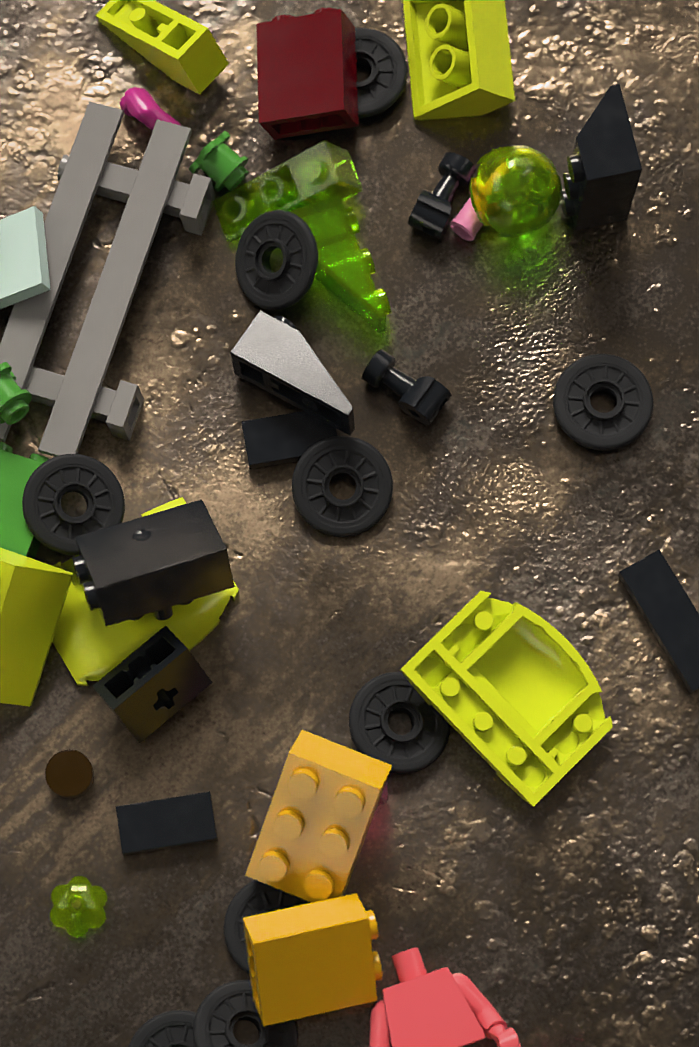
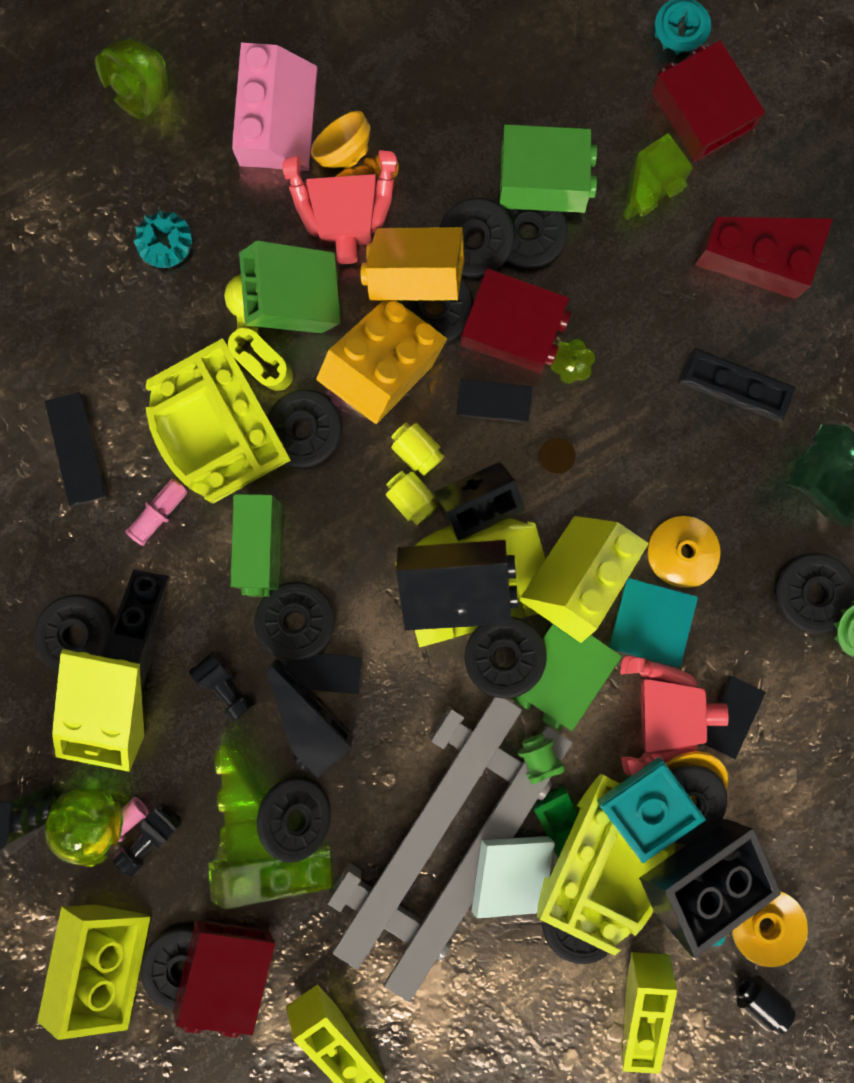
camera: 165 degrees left, 10 degrees up
(142, 106) = (367, 986): dark pink arm -> none
(163, 929) = (515, 321): none -> dark red brick
(221, 163) = (315, 916): bright green brick -> none
(238, 670) = (411, 497): none -> neon yellow brick
(248, 733) = (416, 448): none -> neon yellow brick
(410, 555) = (256, 544): none -> bright green brick
(462, 883) = (289, 287): none -> bright green brick
(516, 863) = (250, 334): none -> neon yellow beam
(530, 425) = (138, 621): none -> black slope
(536, 314) = (98, 710): none -> neon yellow slope
(550, 570) = (156, 512): none -> bright pink axle
(631, 923) = (159, 254): none -> teal gear

